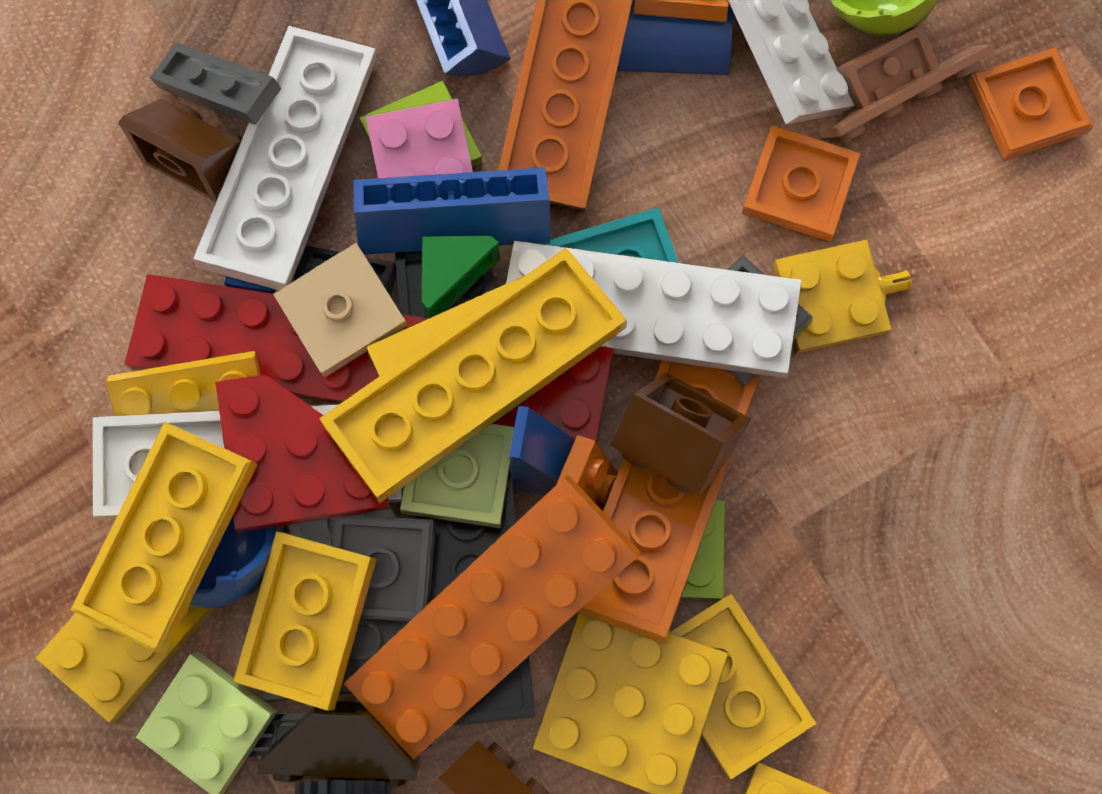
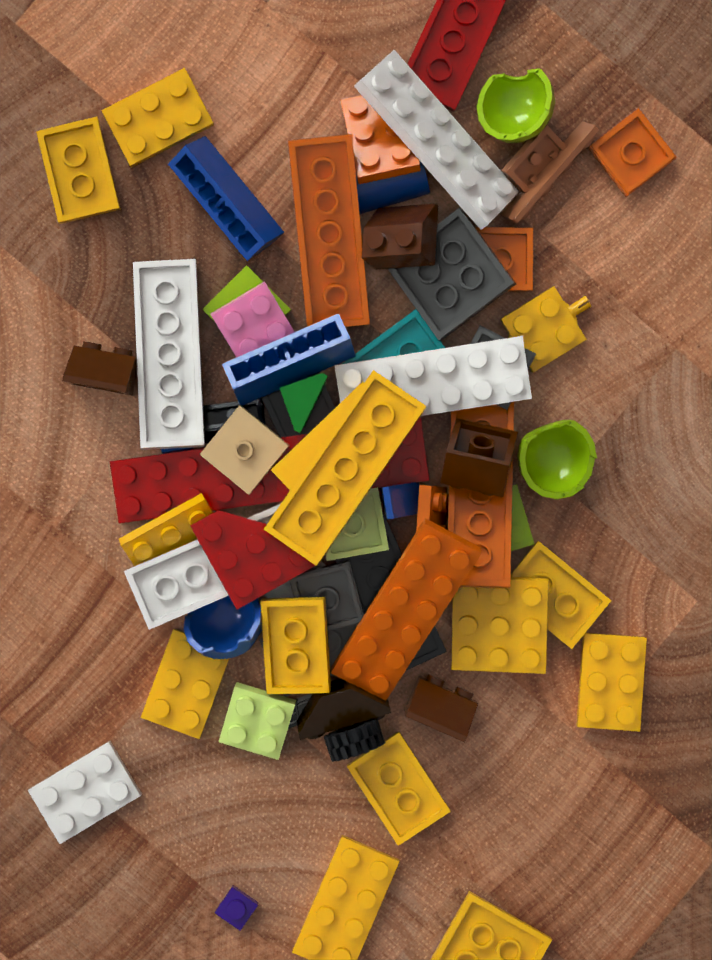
camera: 20 degrees left, 15 degrees up
(164, 538) = (198, 628): yellow tile -> none
(216, 83) = (103, 321): dark grey plate -> none
(667, 106) = (401, 237): none -> reddish brown slope
(723, 174) = (462, 280): none -> dark grey plate
(798, 477) = (557, 459): none -> lime cylinder

